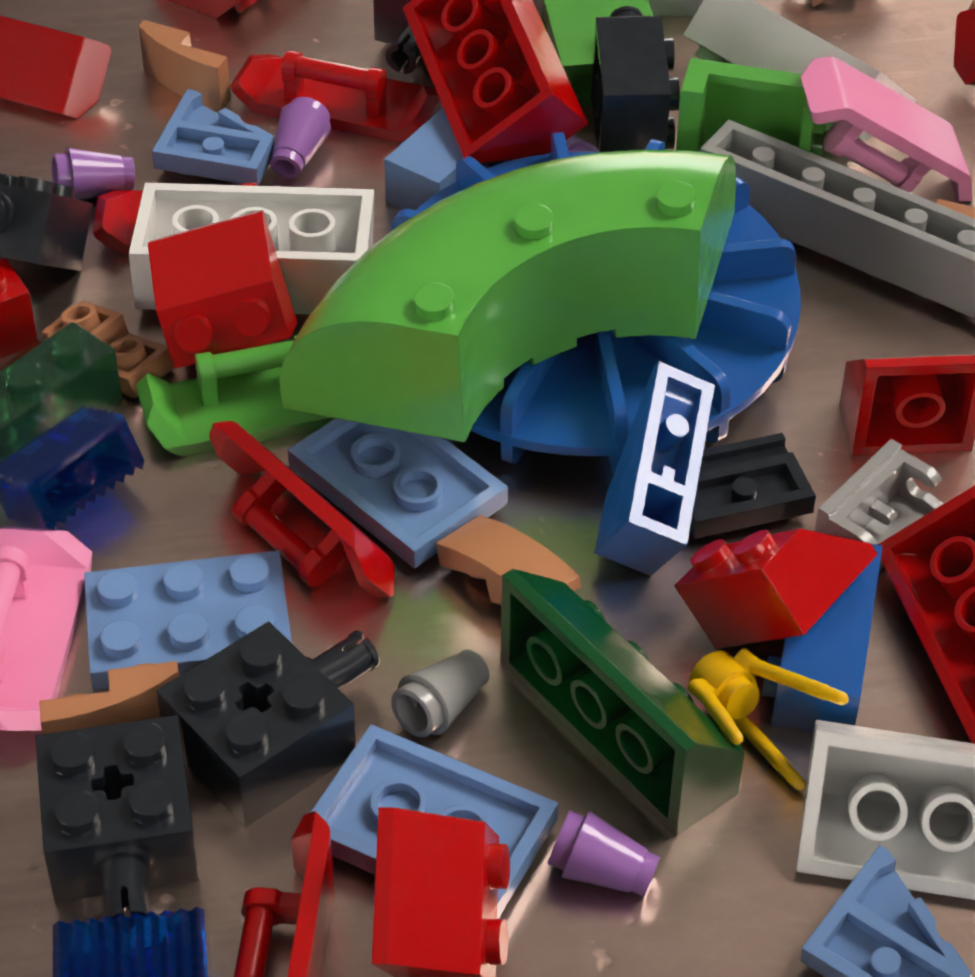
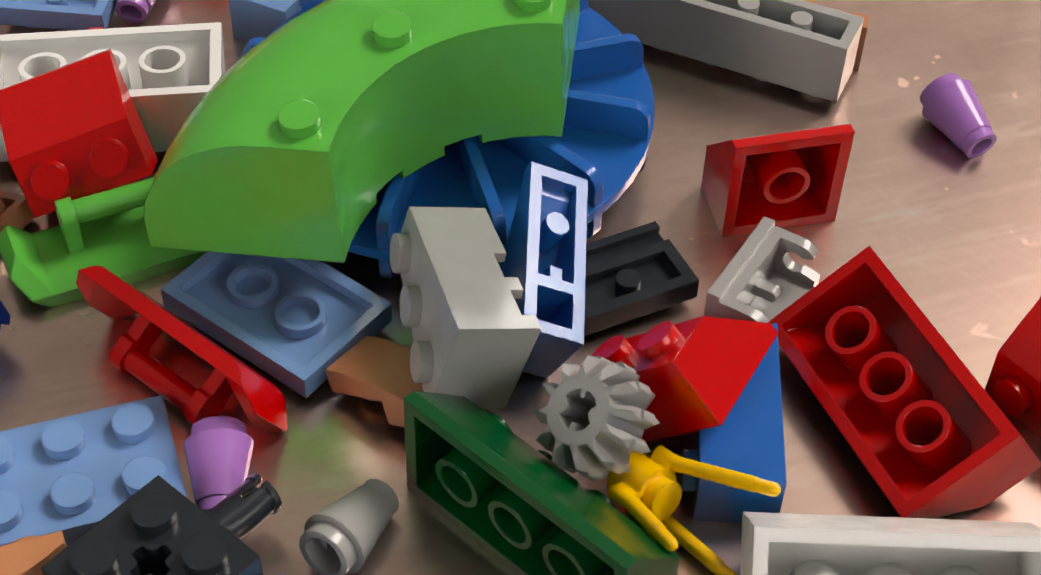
camera: 10 degrees left, 0 degrees up
(324, 613) = (217, 458): none -> medium lavender cone
(570, 494) = (461, 305): none -> light grey wedge
(684, 614) = (596, 418): none -> light grey gear

